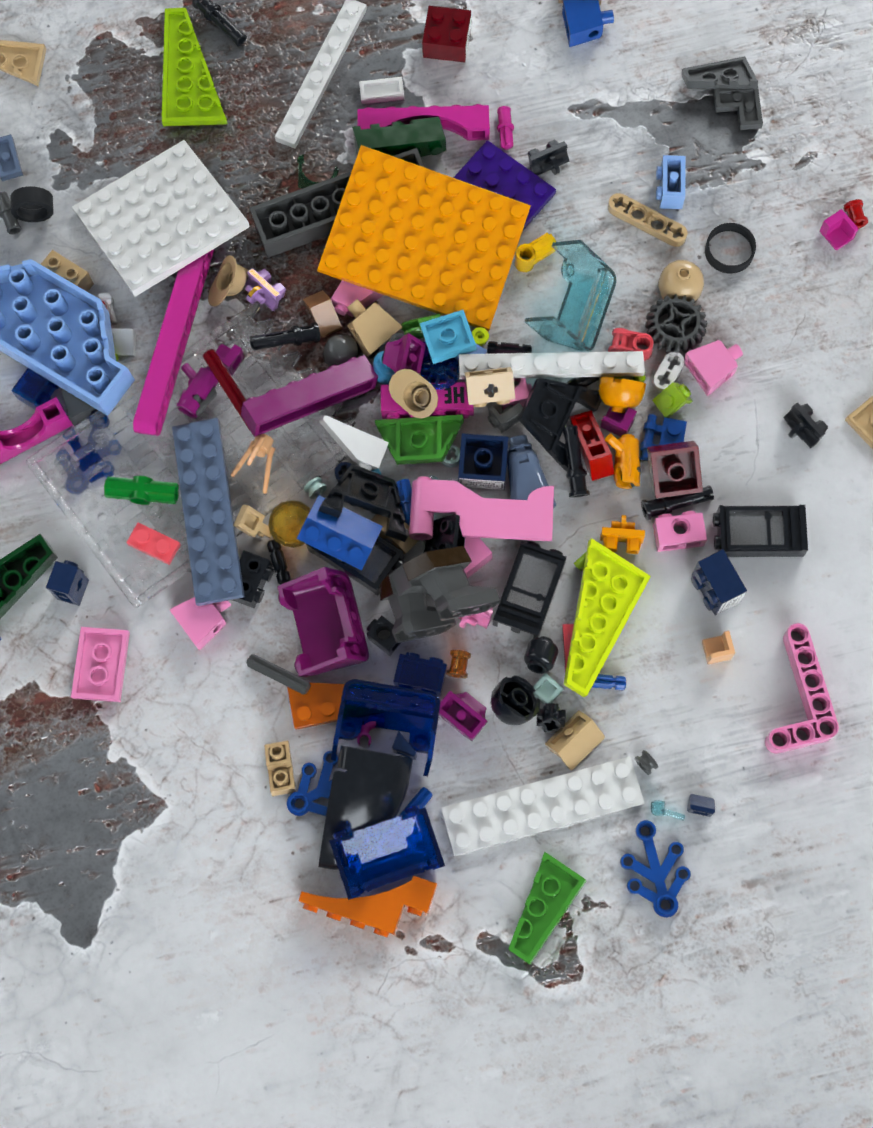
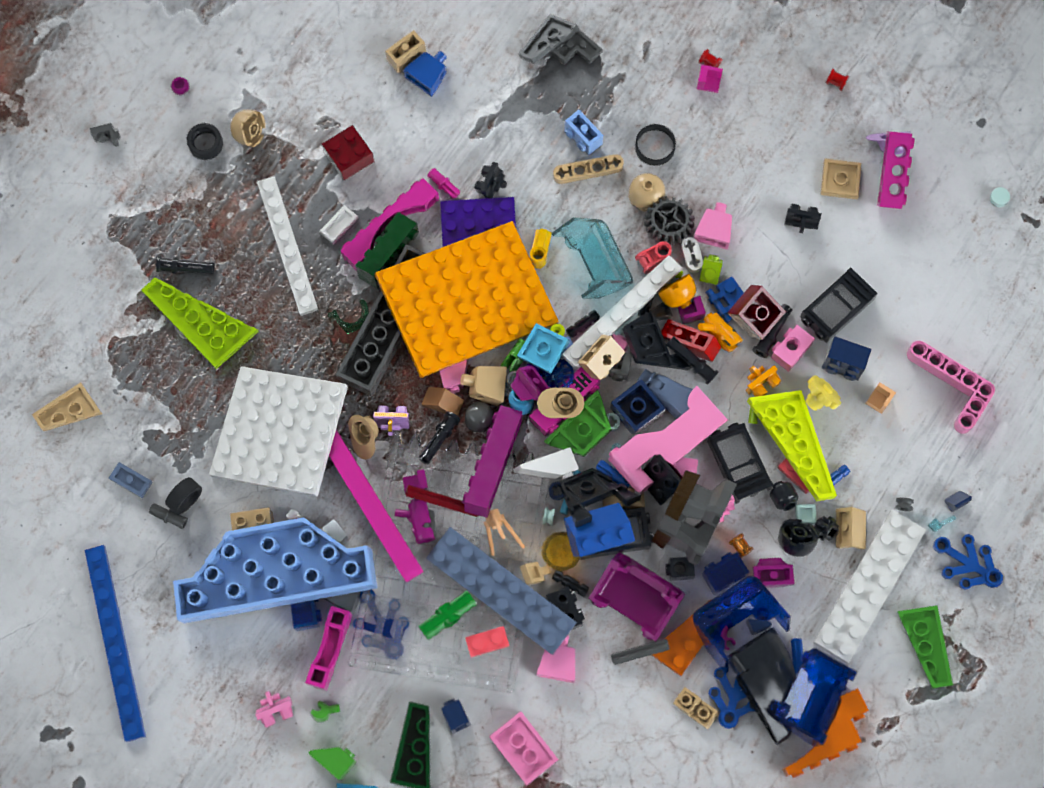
camera: 45 degrees left, 0 degrees up
(665, 595) = (821, 394): none -> light yellow plant

